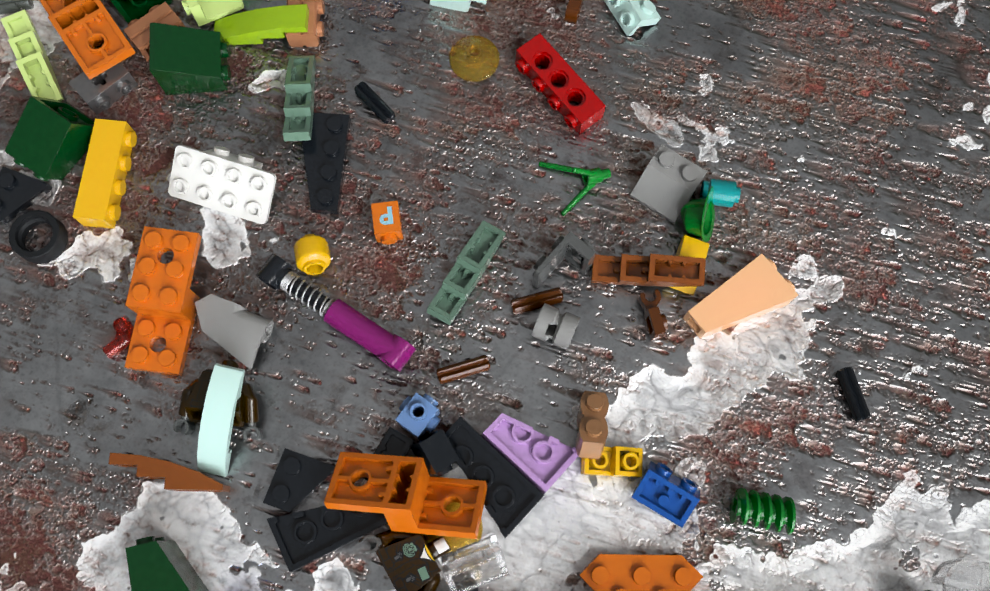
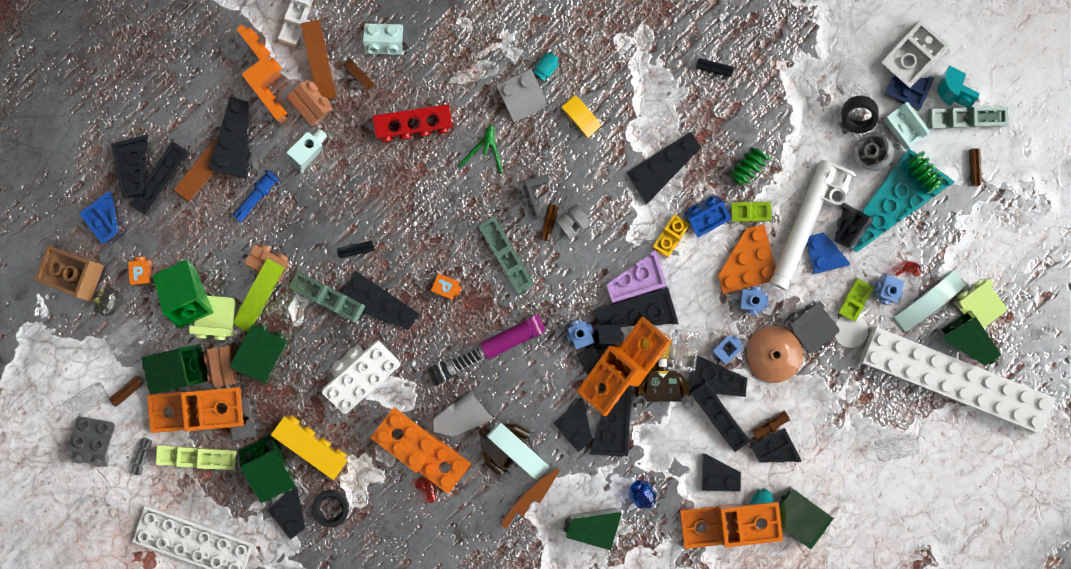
camera: 60 degrees left, 15 degrees up
(312, 254) = (440, 344): yellow head -> none
(463, 369) = (566, 291): reddish brown axle -> none
(474, 67) = (366, 172): clear yellow dish -> none
(592, 425) = (642, 235): medium nougat brick -> none
(649, 270) = (571, 144): dark orange slope -> none
(655, 321) = (604, 158): reddish brown plate -> none
(684, 397) = (660, 168): none -> black wing
(699, 216) = (556, 90): green piece -> none
(707, 549) = (751, 211): none -> lime slope
(744, 296) = (620, 95): light nougat slope -> none

